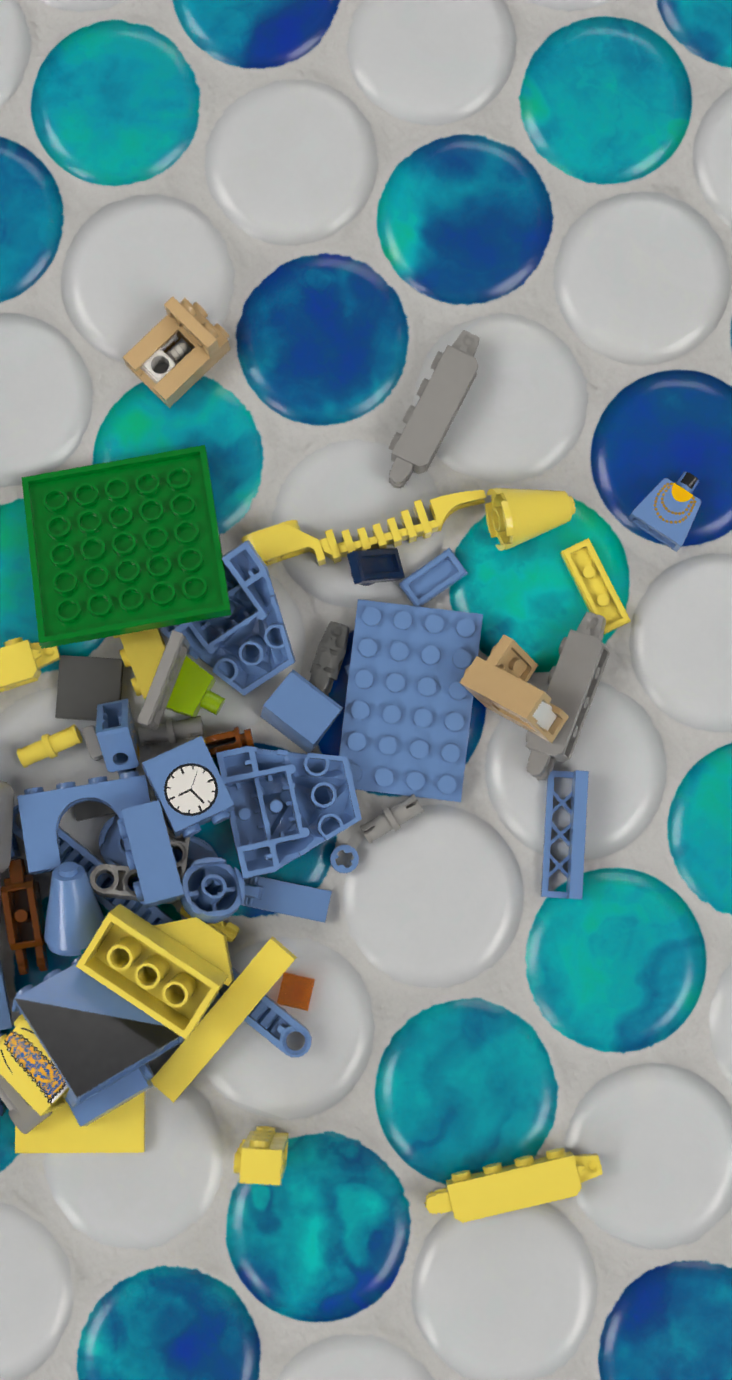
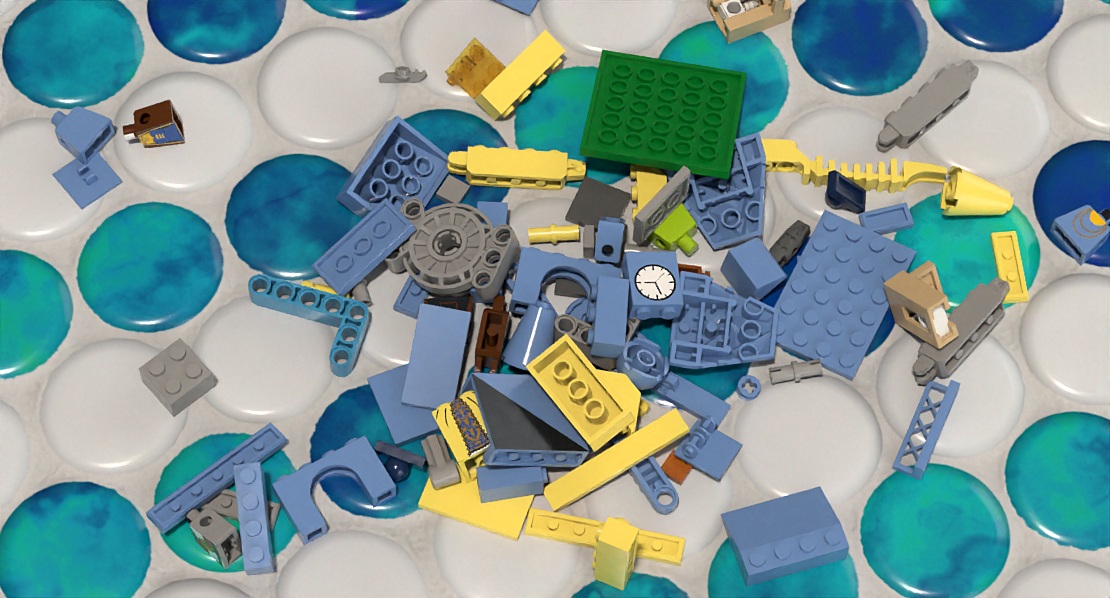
camera: 15 degrees right, 20 degrees down
(242, 1109) = (582, 533): none -> light yellow tile
(324, 958) = (708, 448): none -> medium blue hinge
(446, 1032) = (785, 536): none -> medium blue slope

